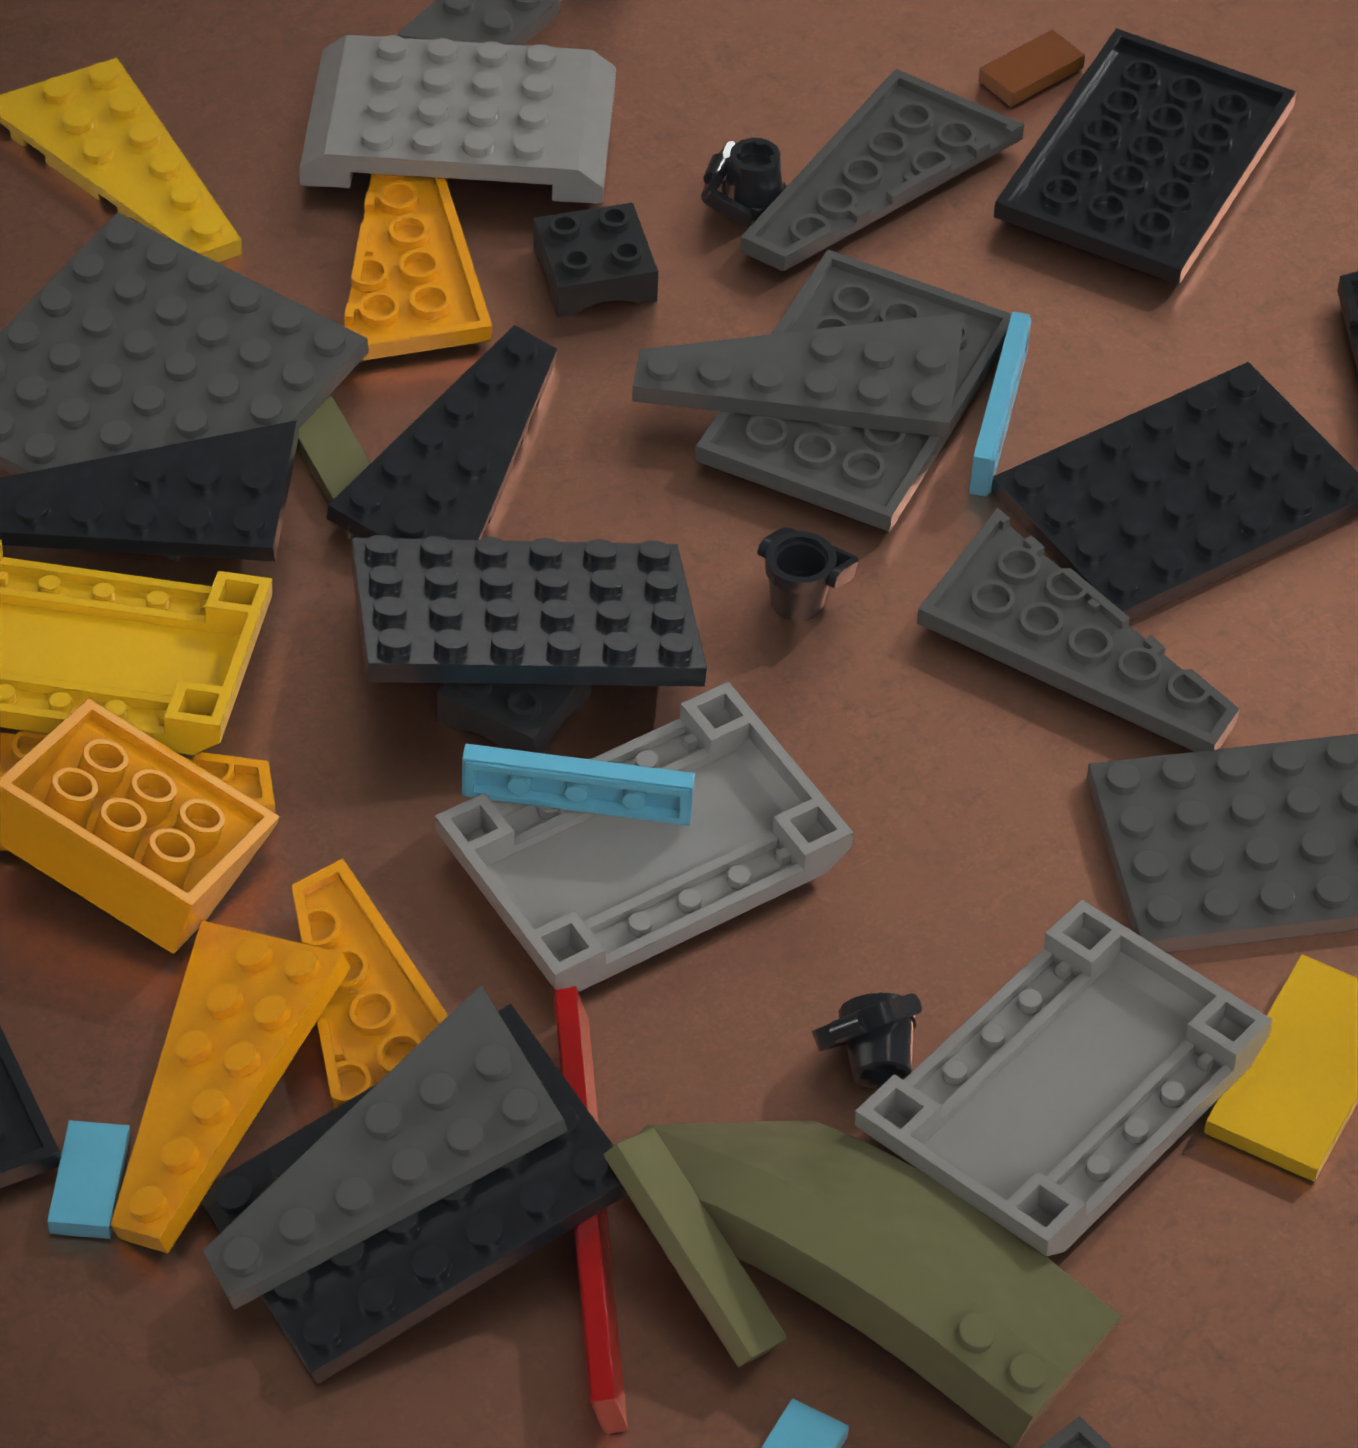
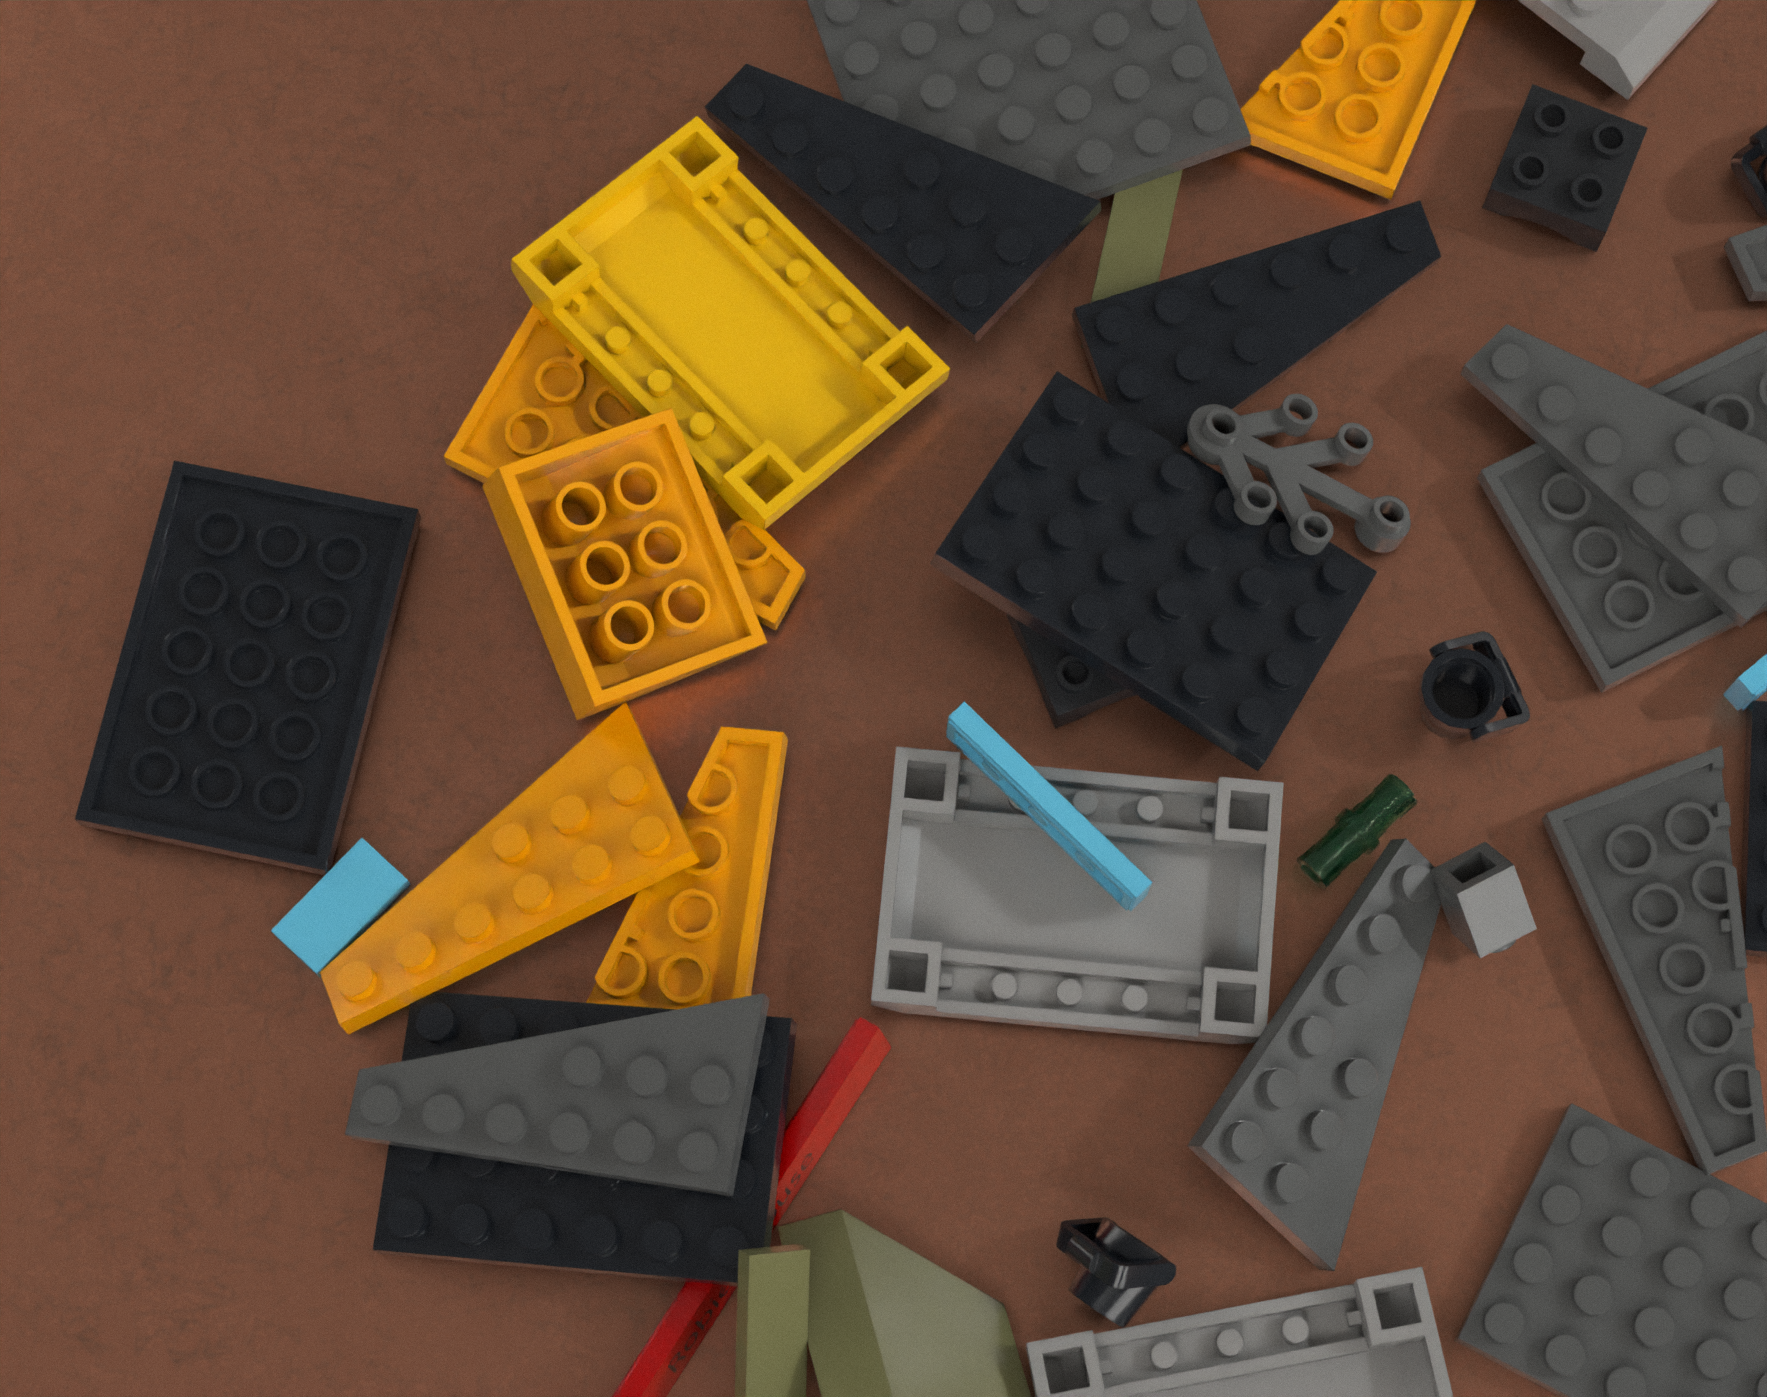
camera: 40 degrees right, 25 degrees up
(569, 515) = (1231, 440): none -> dark grey plant
(800, 697) = (1357, 831): none -> clear green pin
(903, 839) = (1313, 1086): none -> dark grey wing
(924, 676) = (1483, 900): none -> brick

